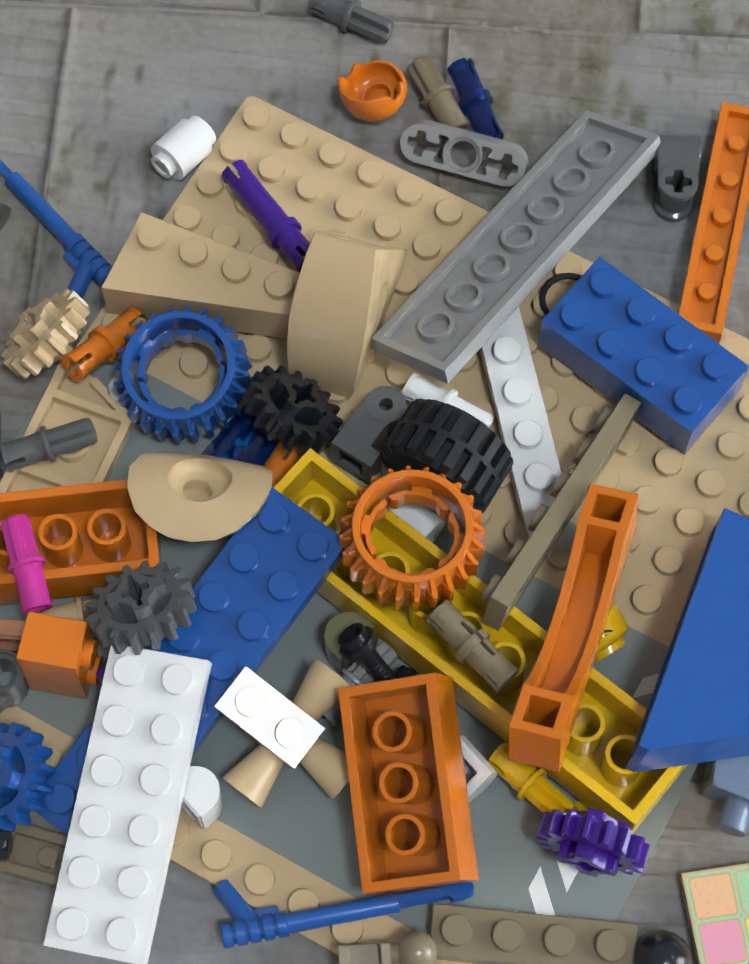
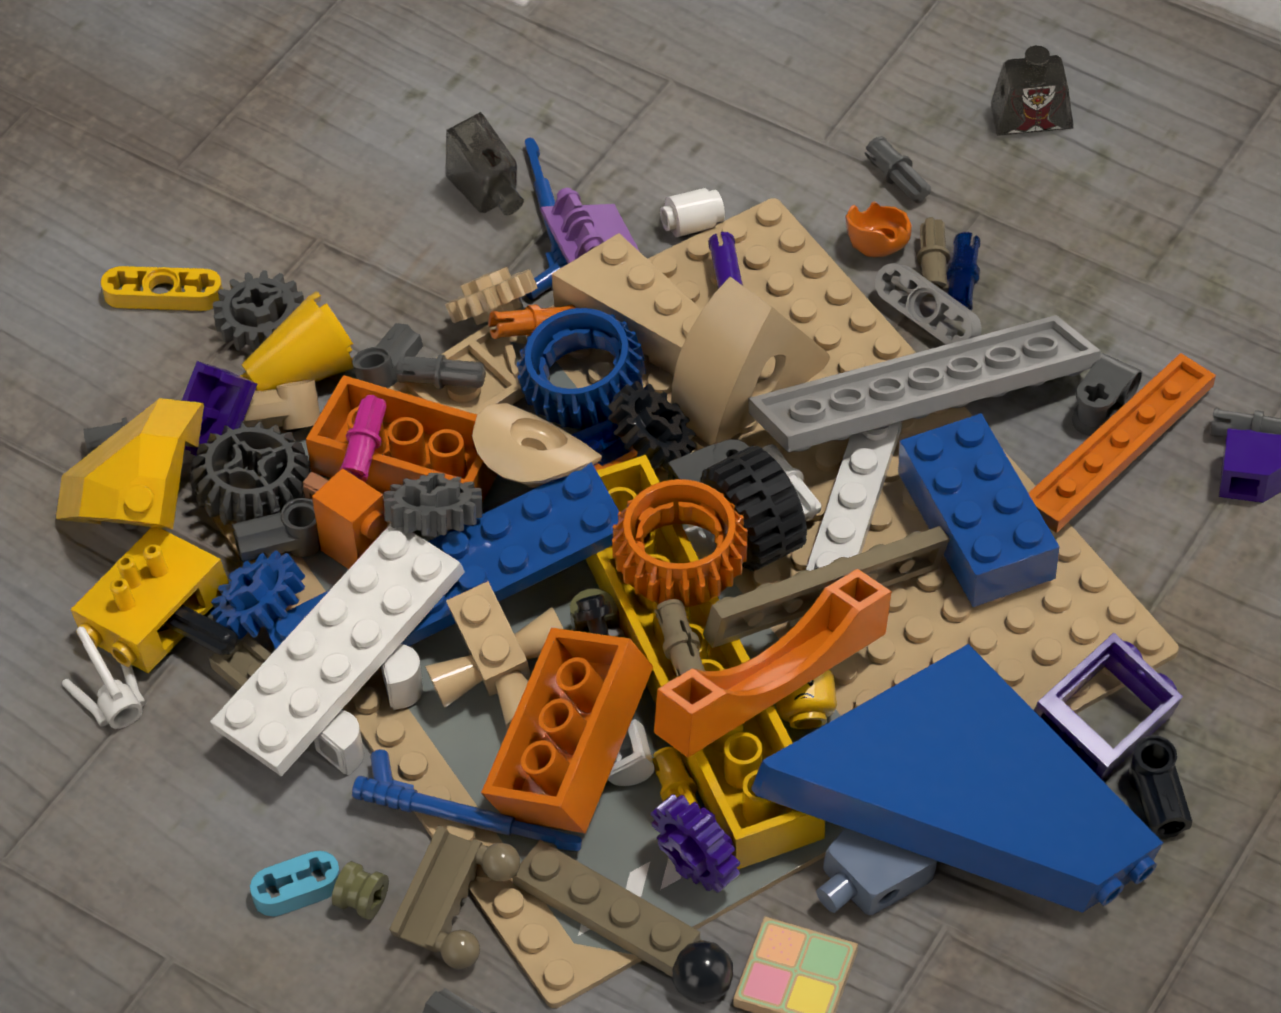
camera: 30 degrees right, 15 degrees down
(93, 214) = (580, 226): none -> medium lavender hinge
(181, 893) = (342, 743): none -> white brick

